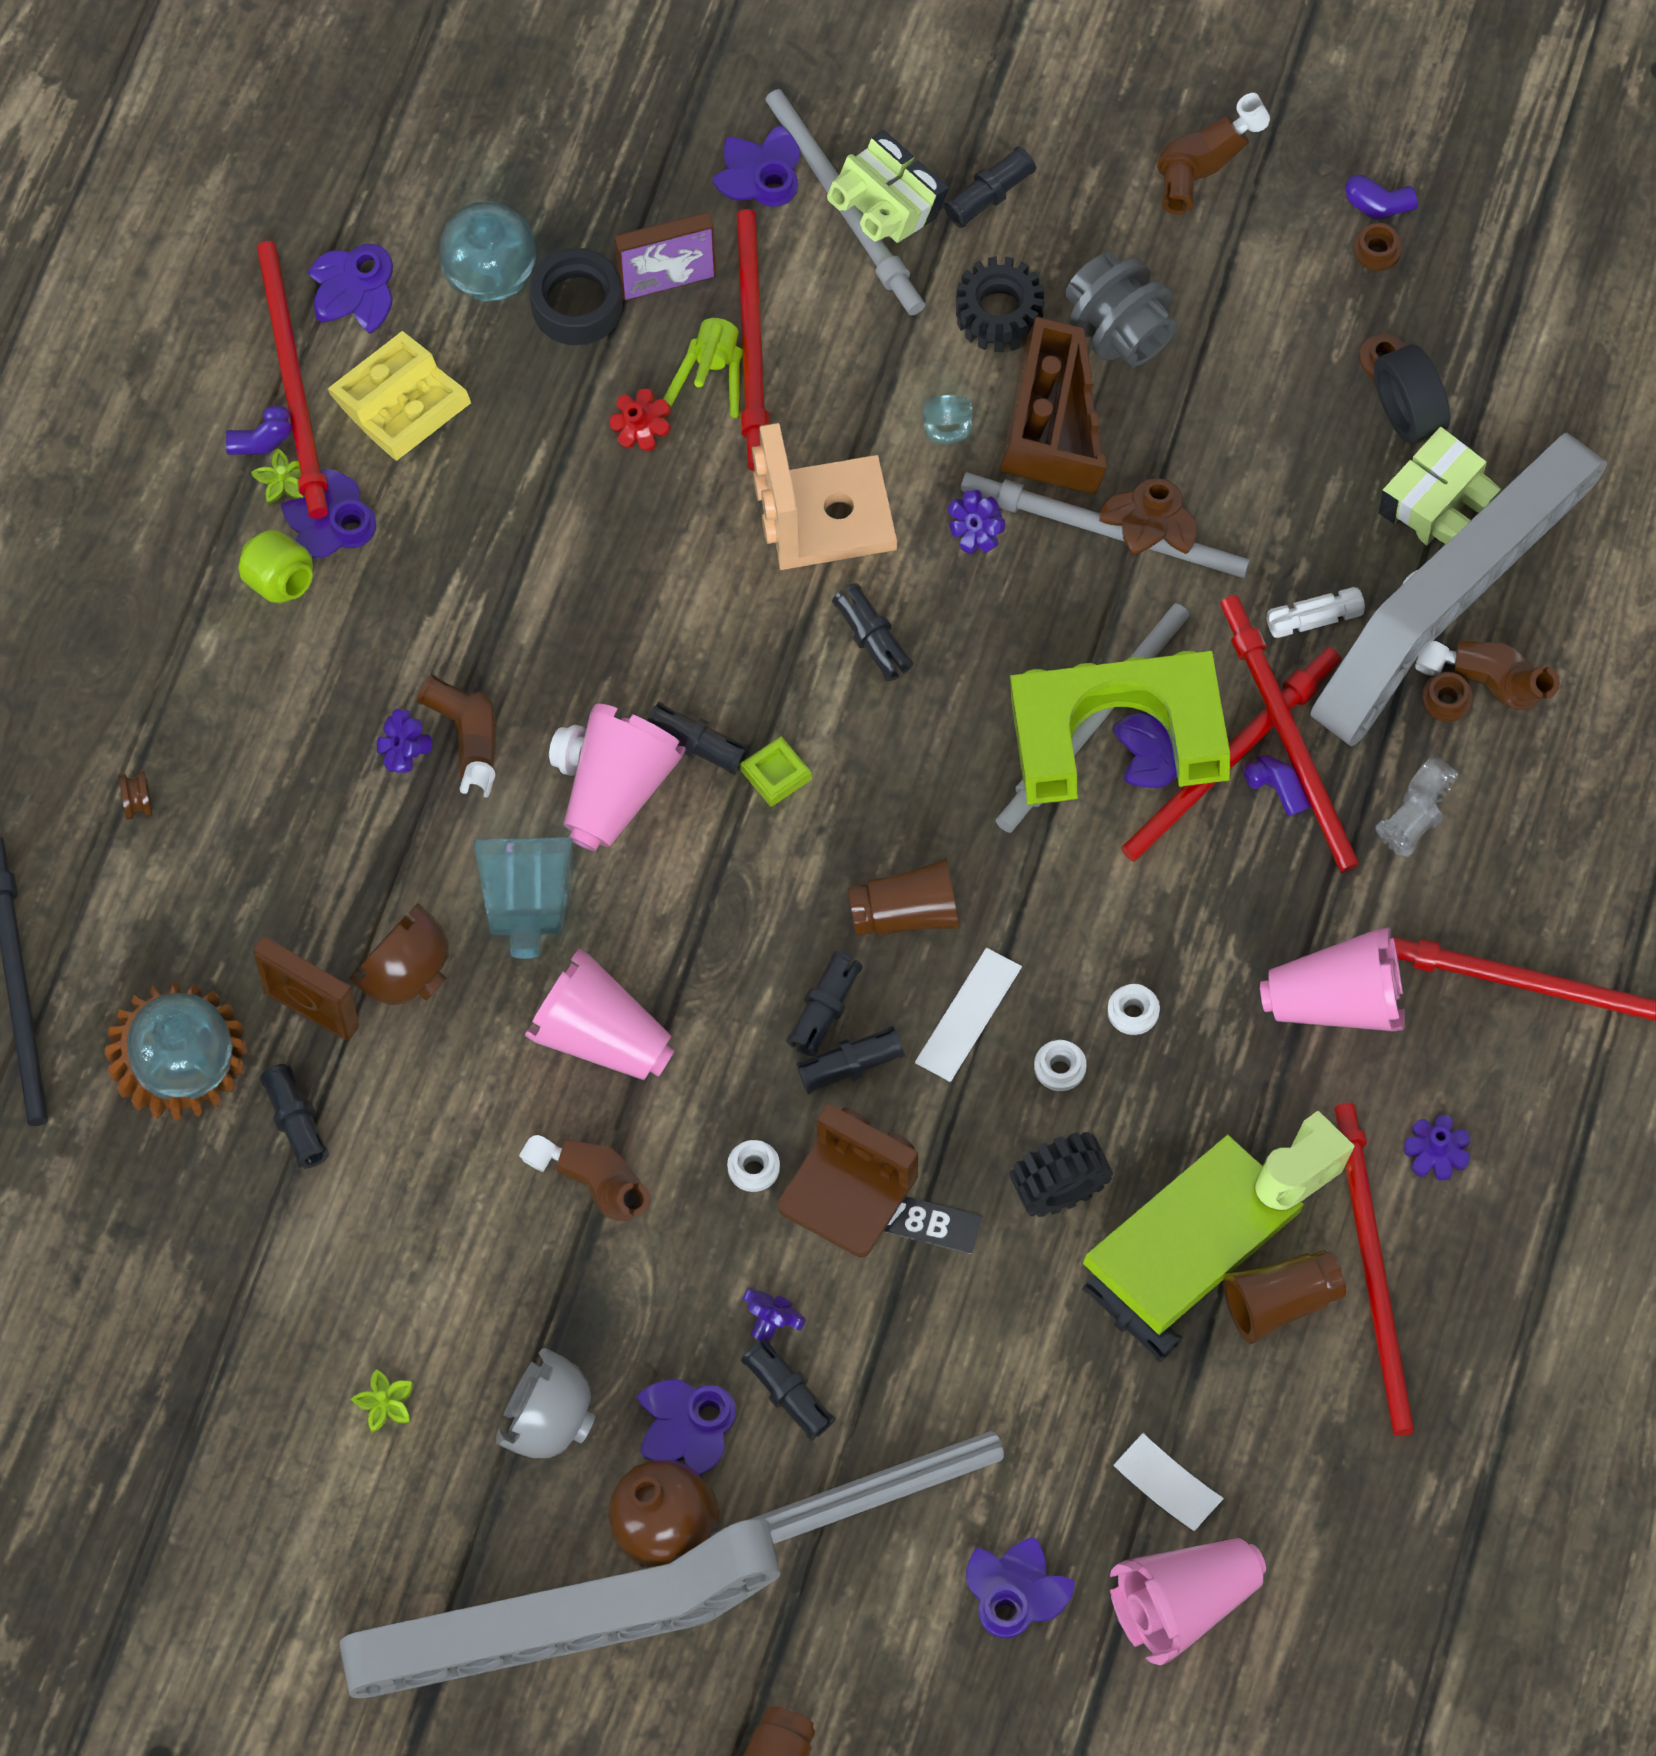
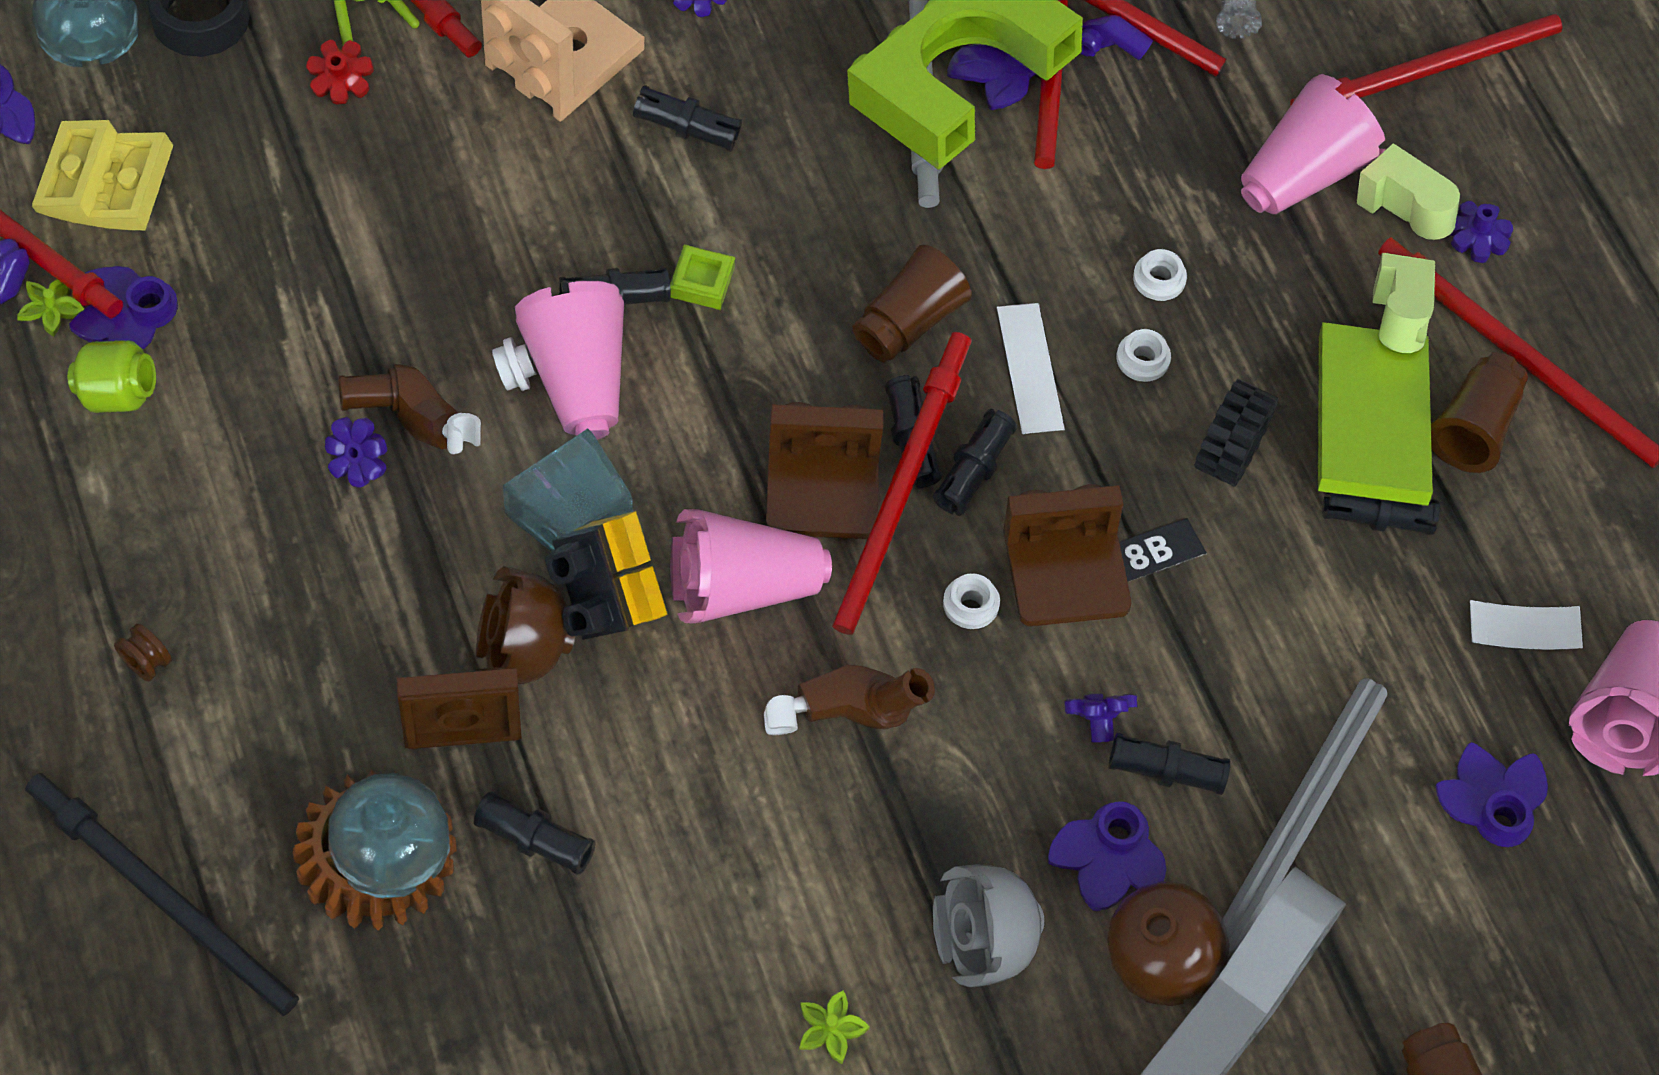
camera: 45 degrees left, 5 degrees down
(482, 961) = (599, 598): none -> black hips
(726, 990) = (824, 469): none -> reddish brown bracket
(860, 983) = (940, 389): none -> red bar
(1401, 1075) = (1410, 192): none -> yellowish green leg

